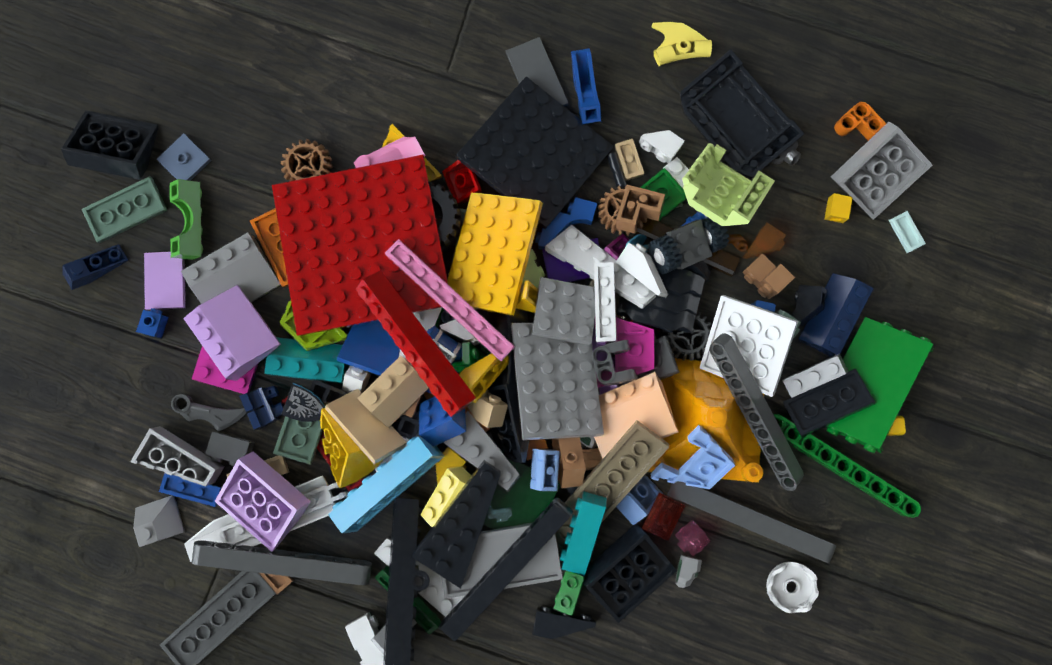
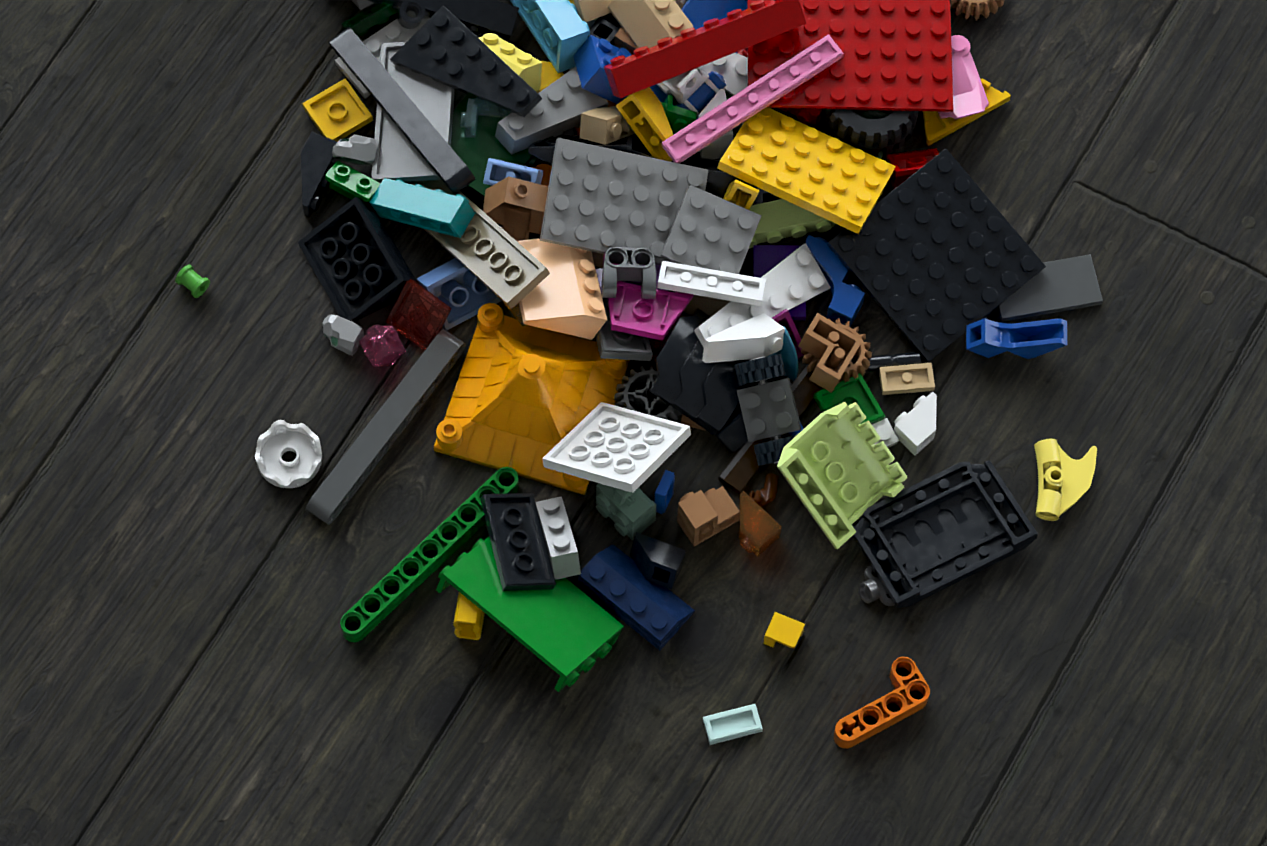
camera: 100 degrees right, 15 degrees down
(506, 619) = (337, 111): none -> yellow plate
(542, 596) = (356, 150): none -> light grey rock
(703, 468) = (473, 366): light blue wing -> none
(756, 411) = (526, 443): dark grey beam -> none
(881, 170) = (823, 692): light grey slope -> none

